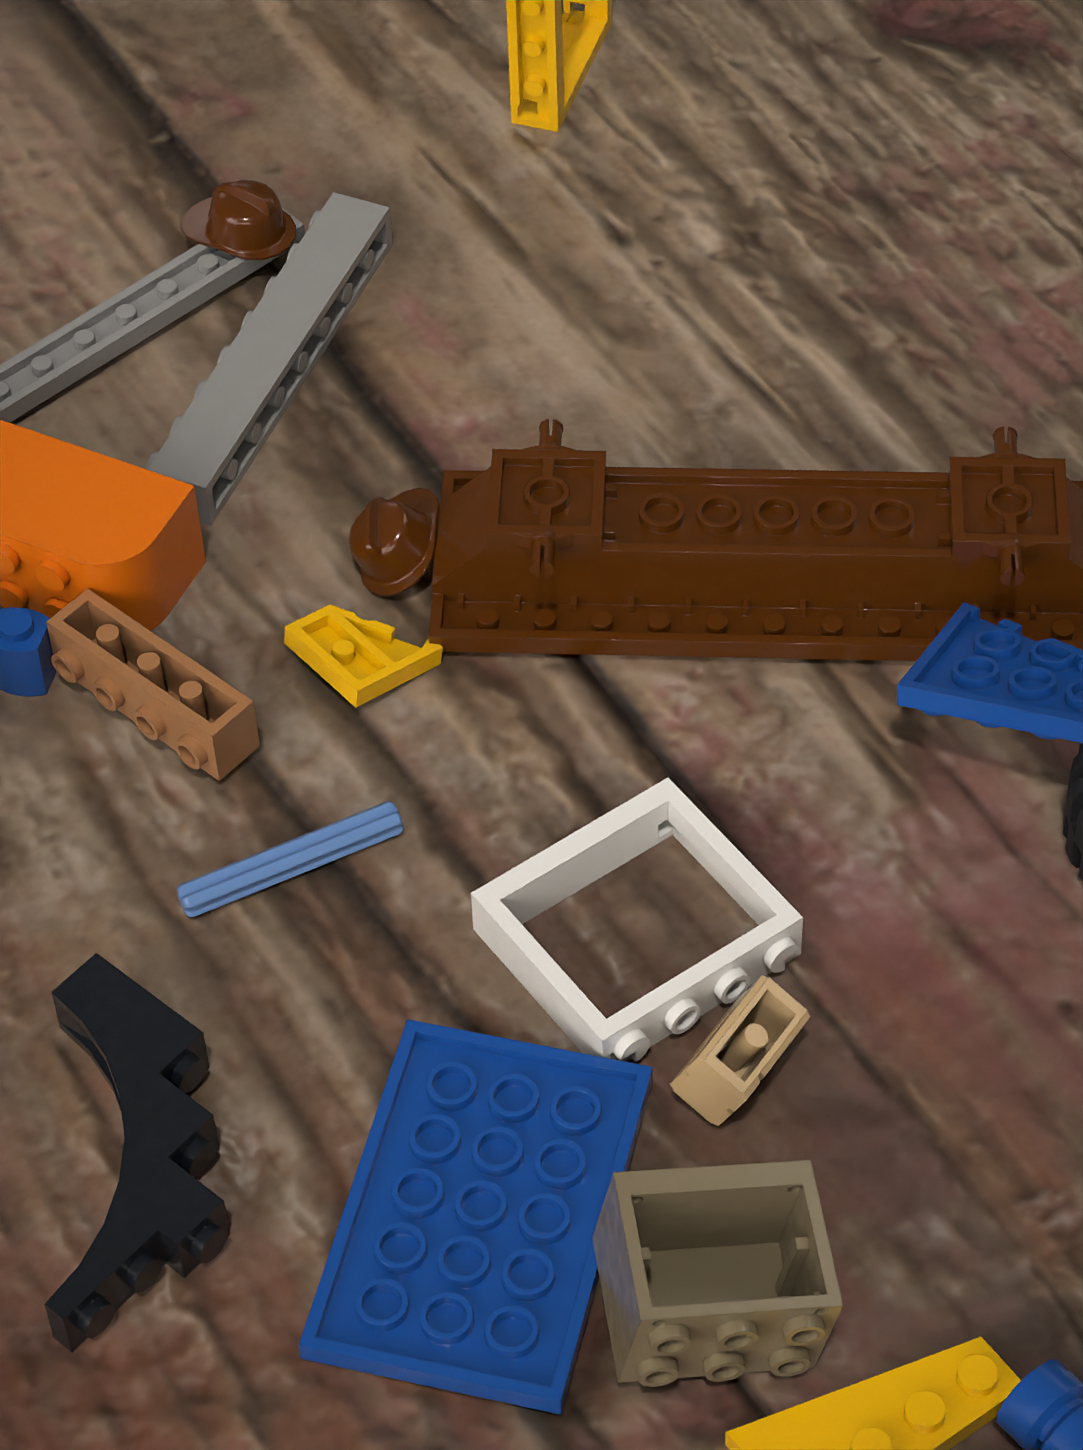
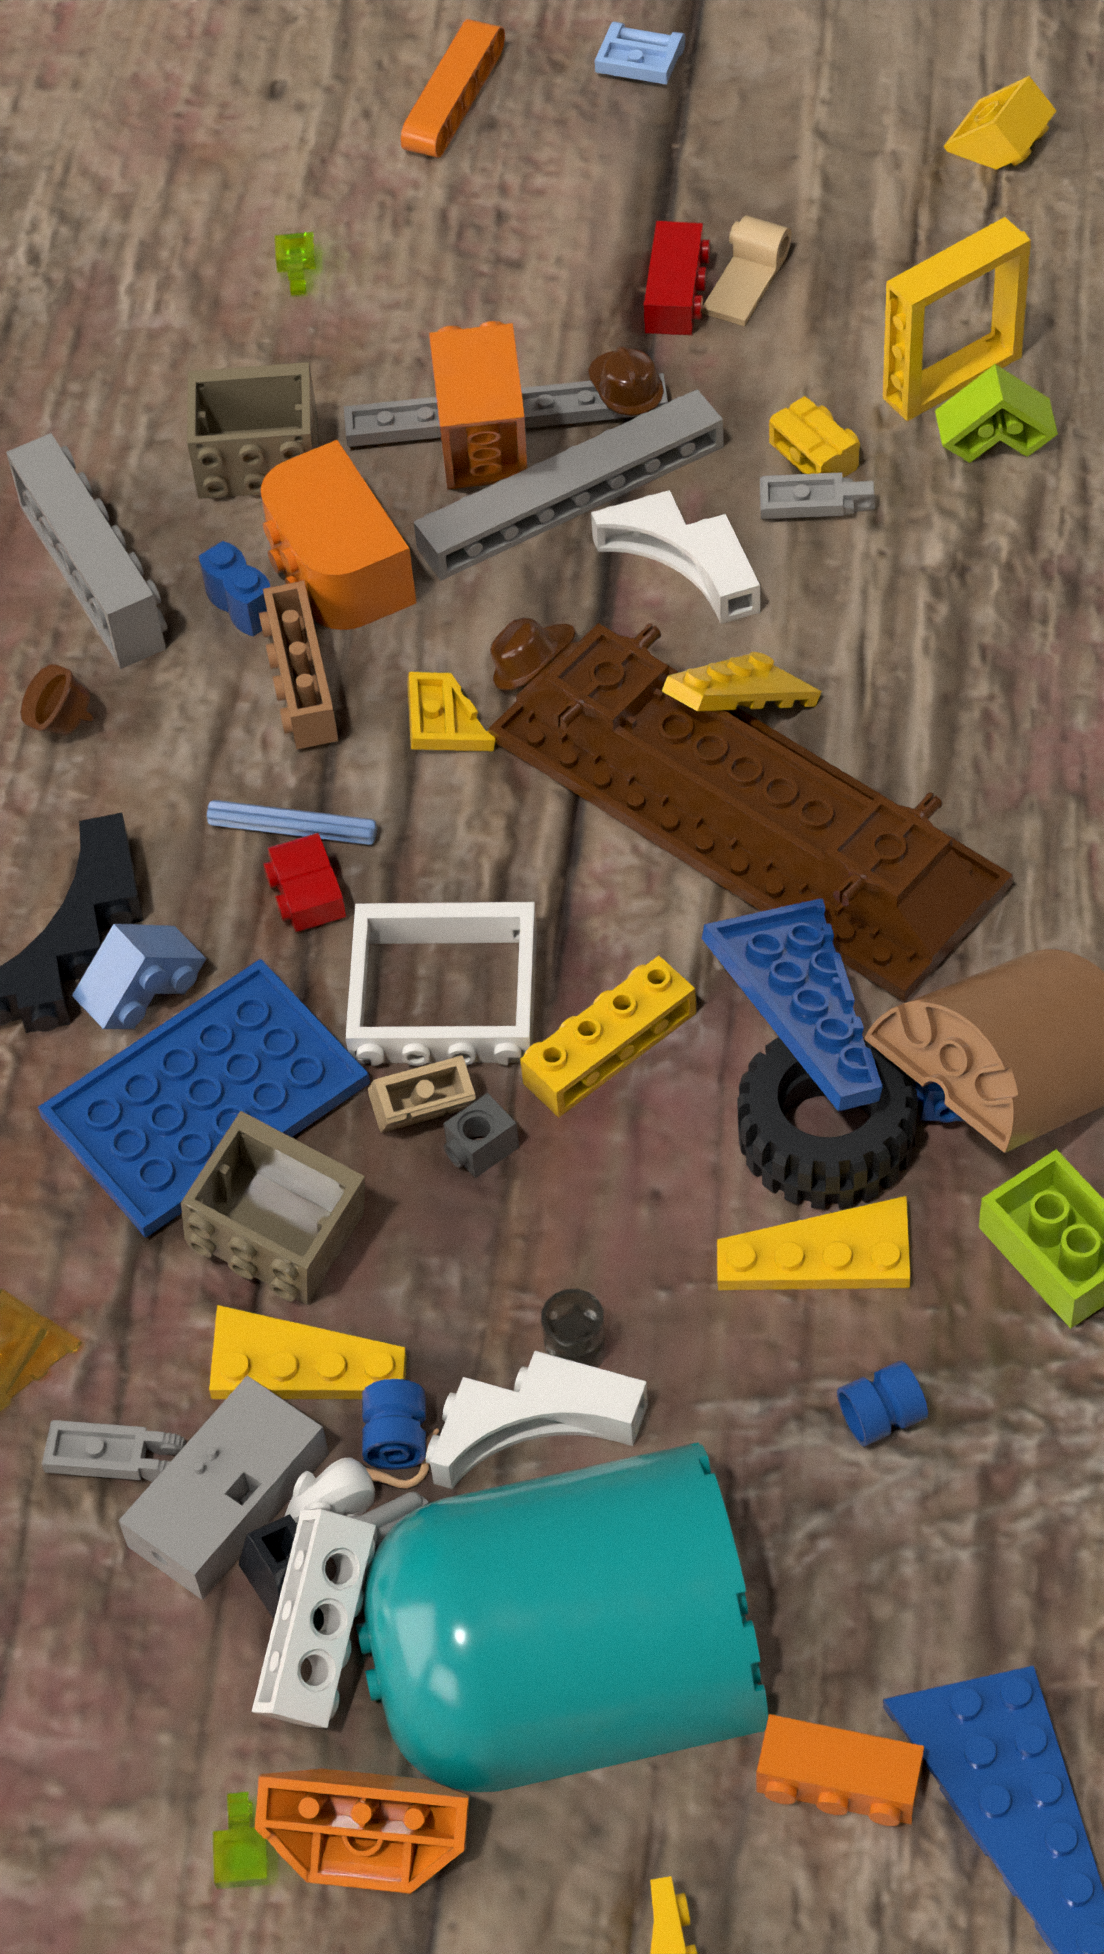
camera: 40 degrees right, 5 degrees up
(141, 301) = (479, 403): none -> orange brick
(191, 107) = (676, 278): none -> red brick
(256, 67) = (756, 259): none -> tan door
(278, 1122) = (133, 968): none -> medium blue brick
(376, 909) = (305, 882): none -> red brick
(483, 348) = (700, 551): none -> white arch
(495, 189) = (813, 439): none -> yellow brick
(541, 240) = (814, 495): none -> light grey hinge
(656, 74) = (992, 411): none -> lime brick
(675, 445) = (741, 681): none -> yellow wing
(844, 1036) = (484, 1119): none -> dark grey brick
(868, 873) = (608, 1035): none -> yellow brick

